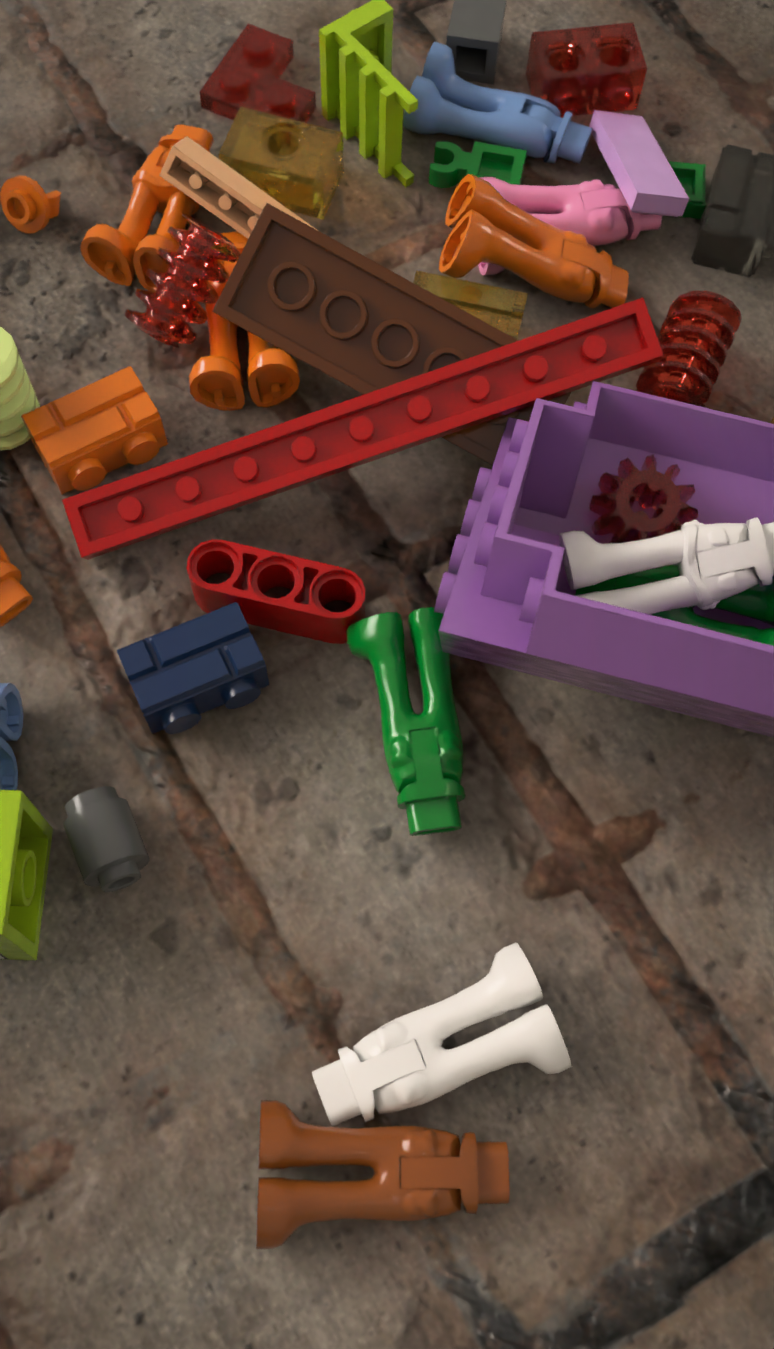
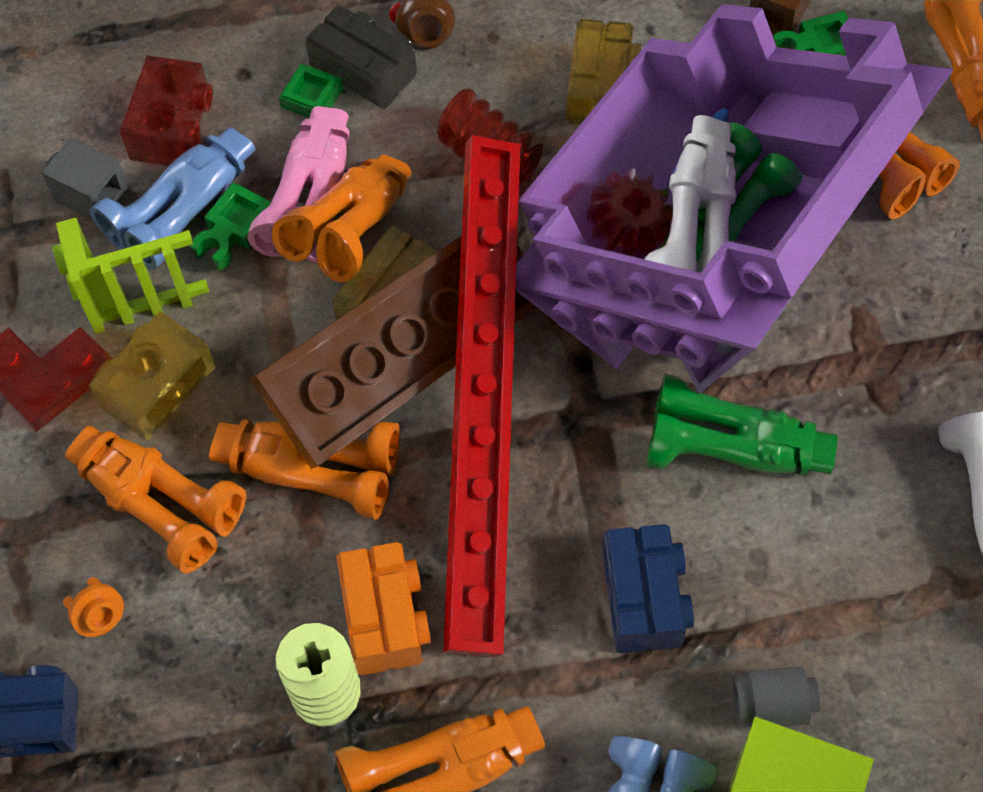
camera: 65 degrees left, 5 degrees down
(184, 283) = (274, 483): clear red piece -> none
(217, 186) = (193, 418): light nougat piece -> none
(258, 570) = (600, 482): red beam -> none
(638, 164) = (288, 106): lavender tile -> none

